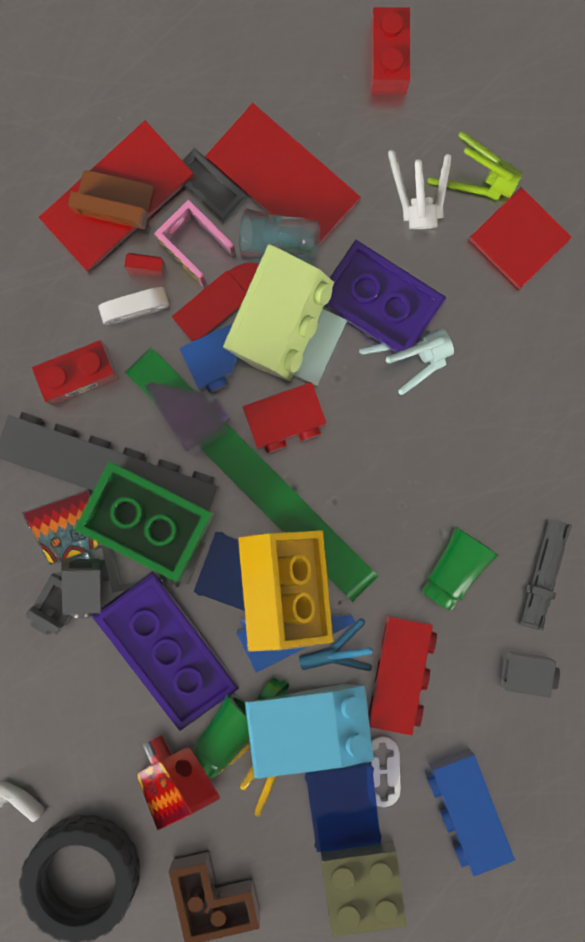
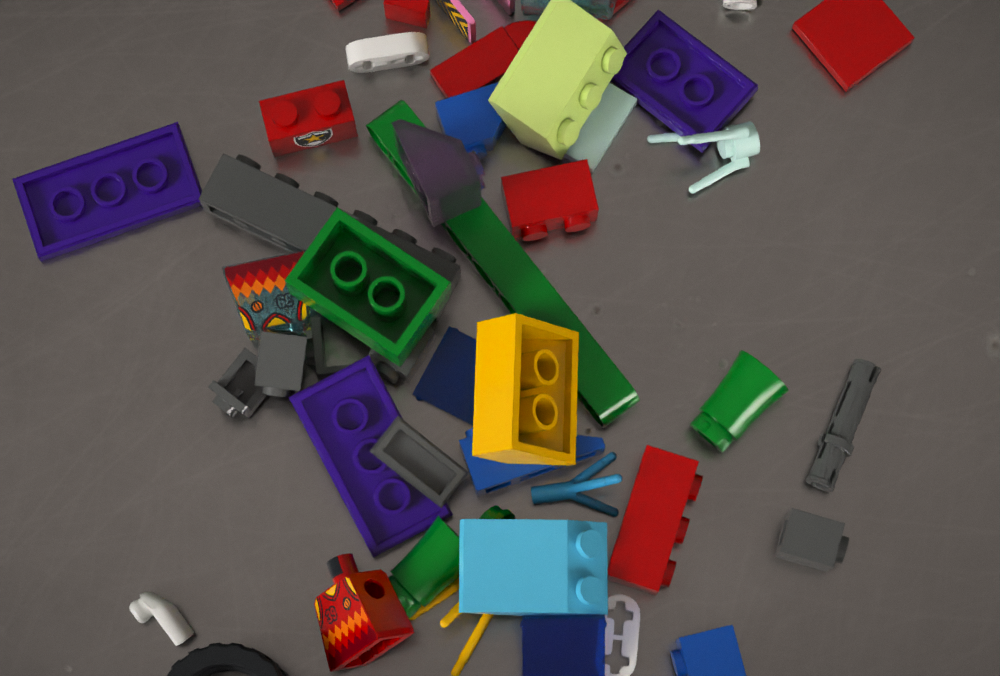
camera: 10 degrees right, 10 degrees down
(205, 653) = (419, 461): none -> dark grey tile

